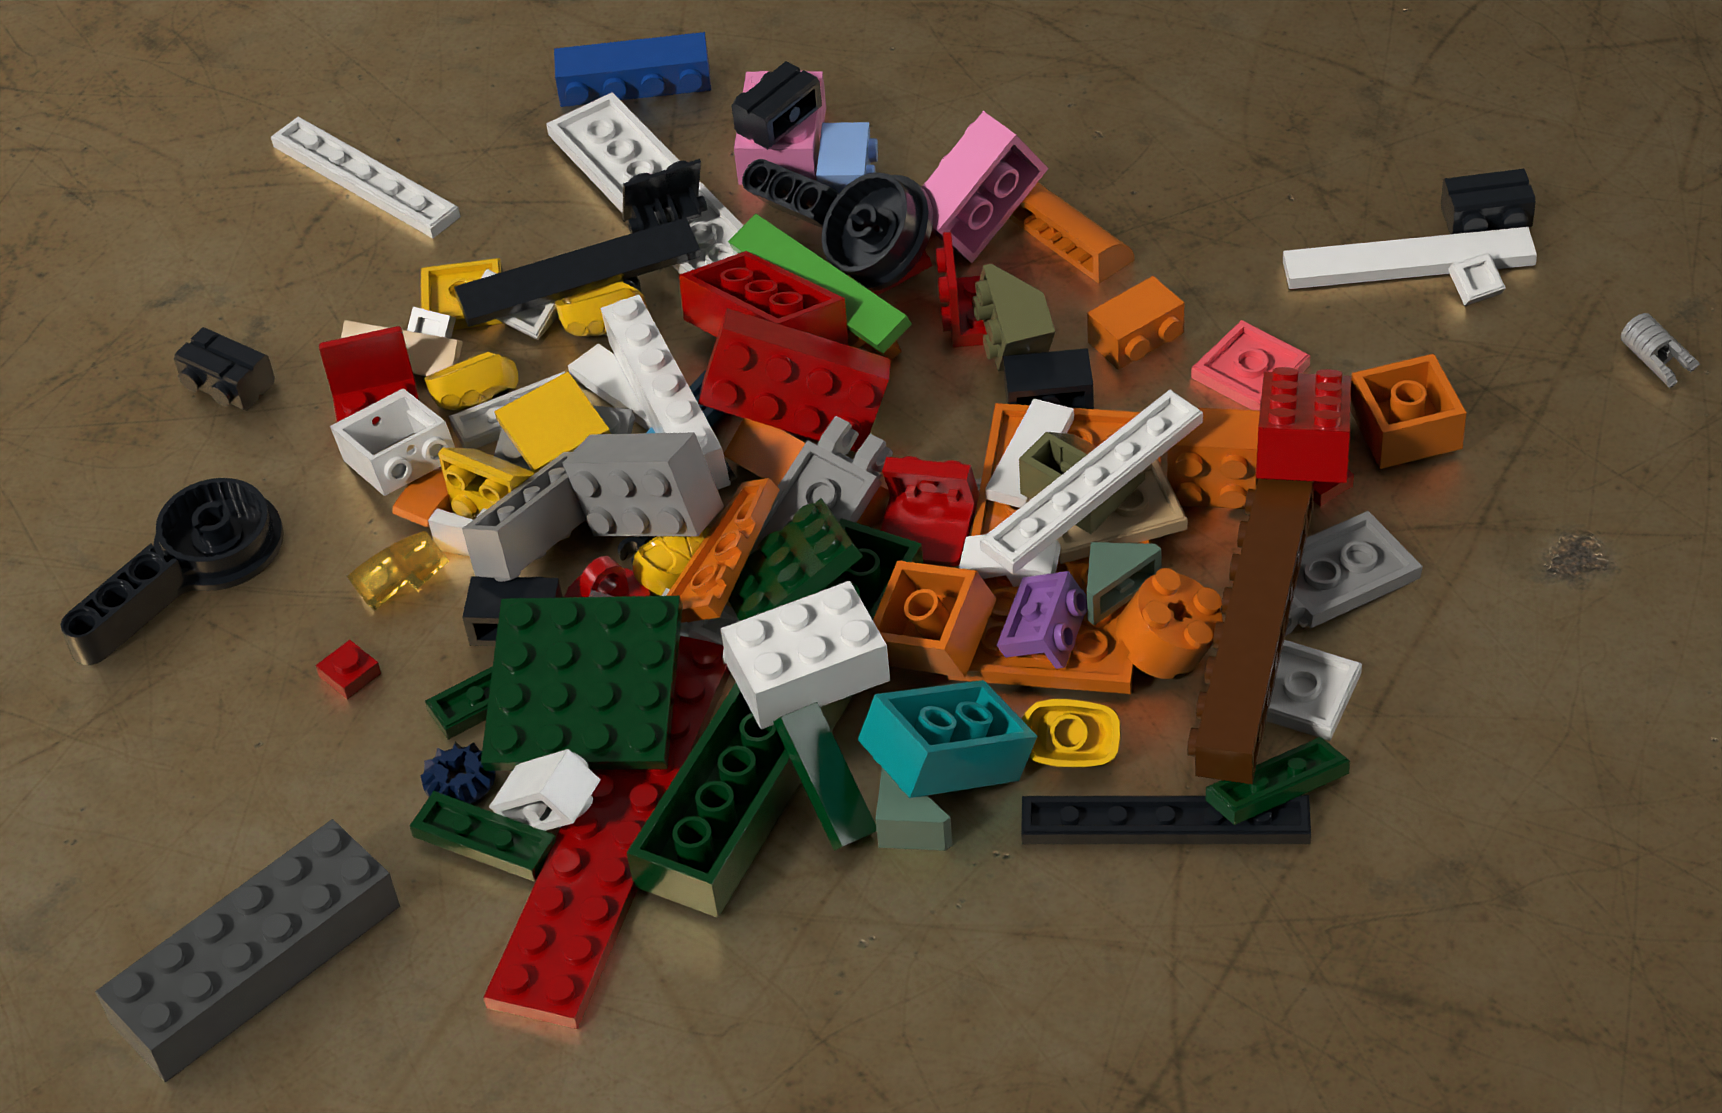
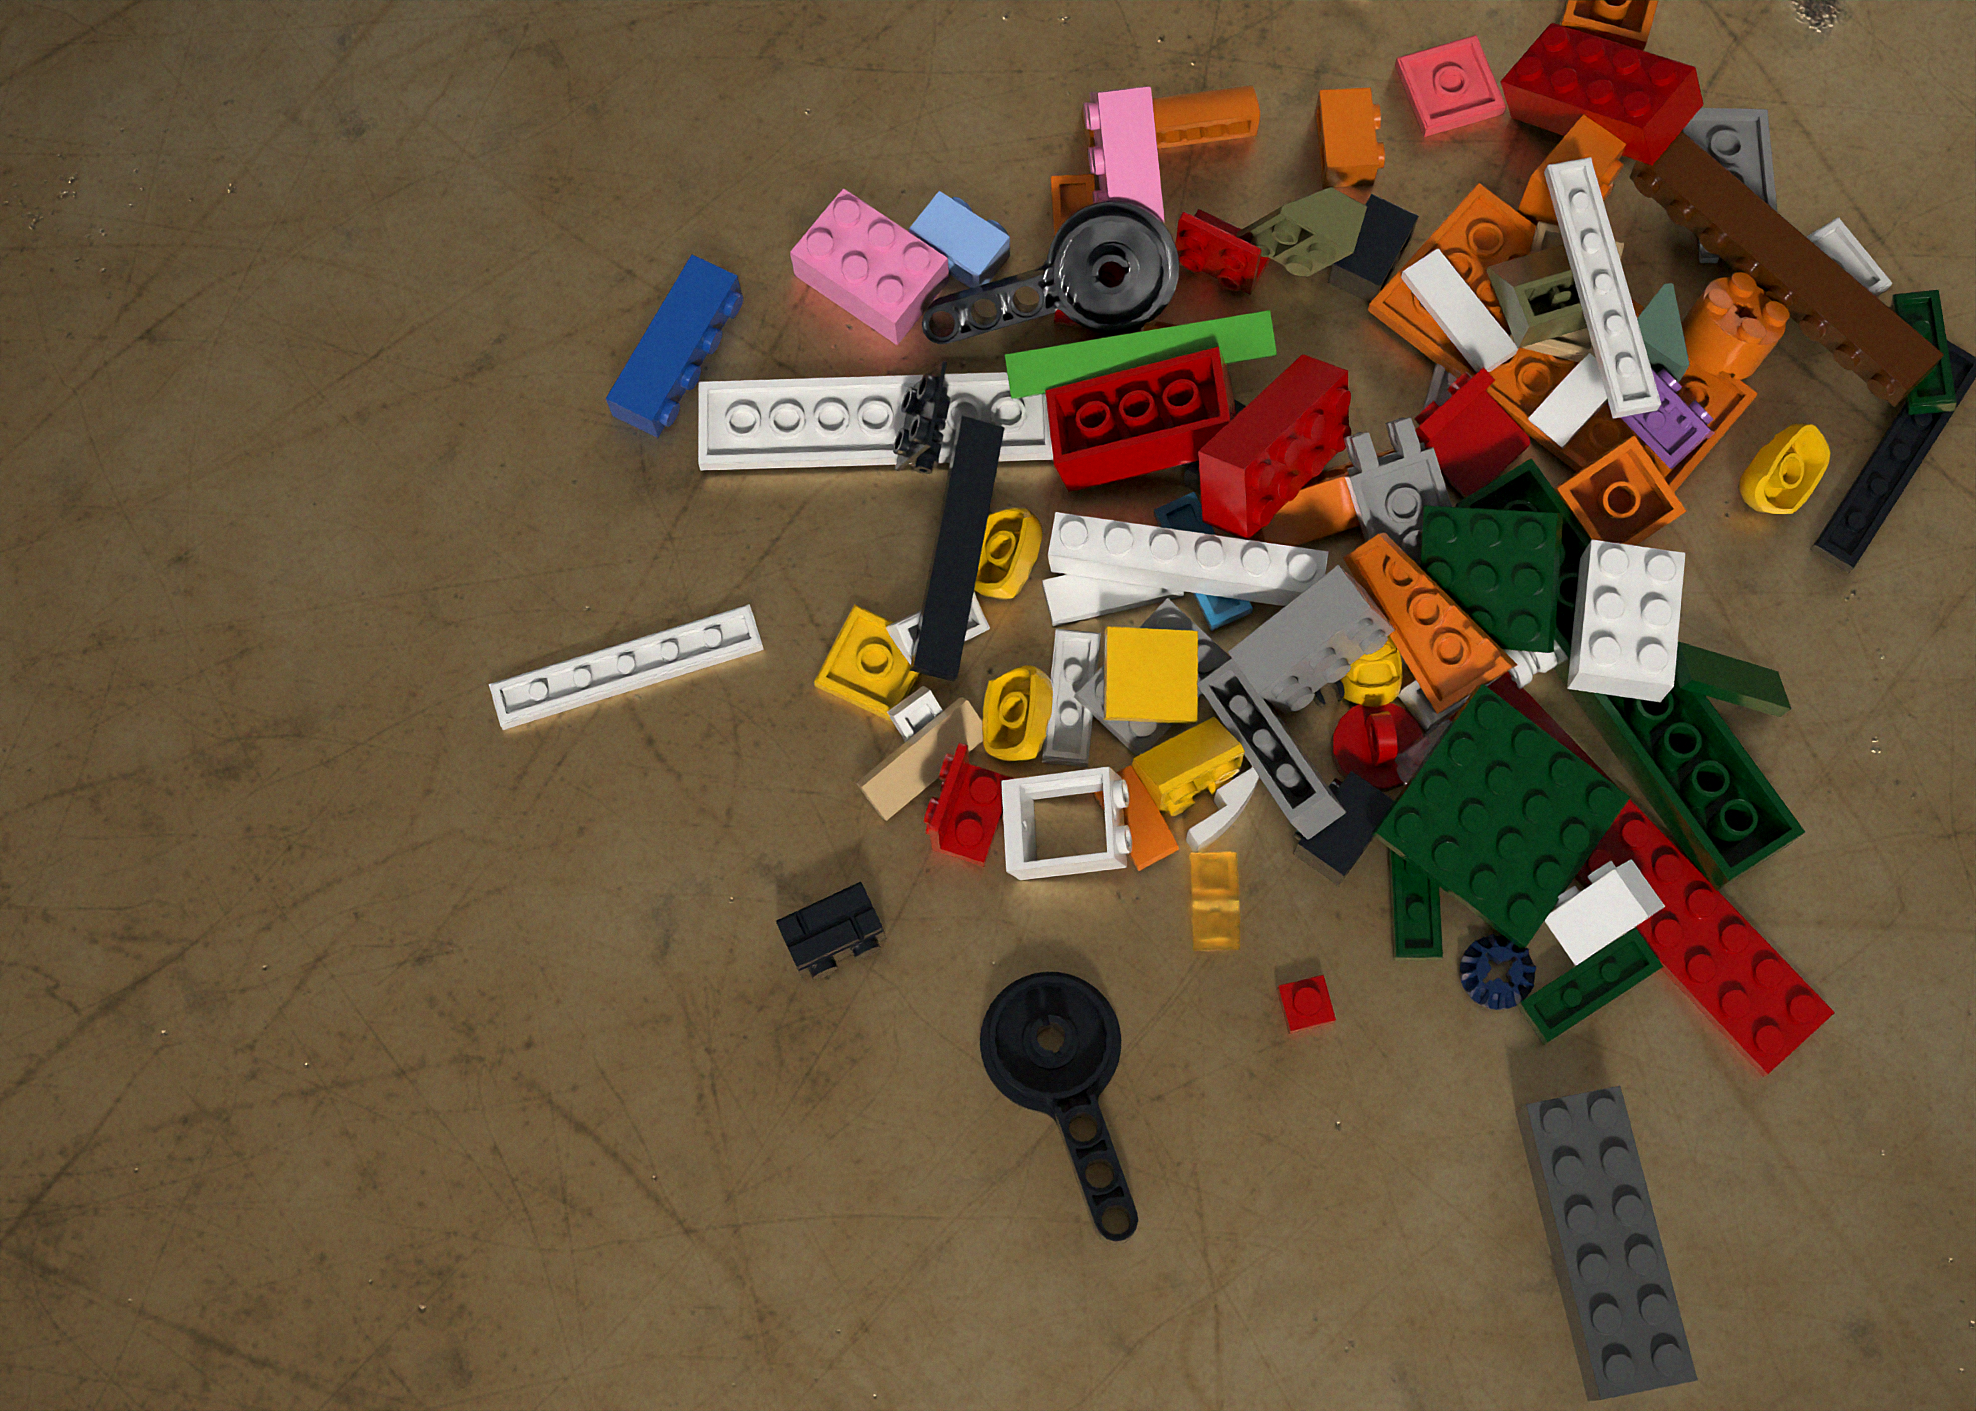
camera: 60 degrees left, 25 degrees up
(776, 104) = (890, 253): black brick -> none
(910, 821) = (1780, 641): sand green slope -> none
(946, 738) = (1759, 565): teal brick -> none

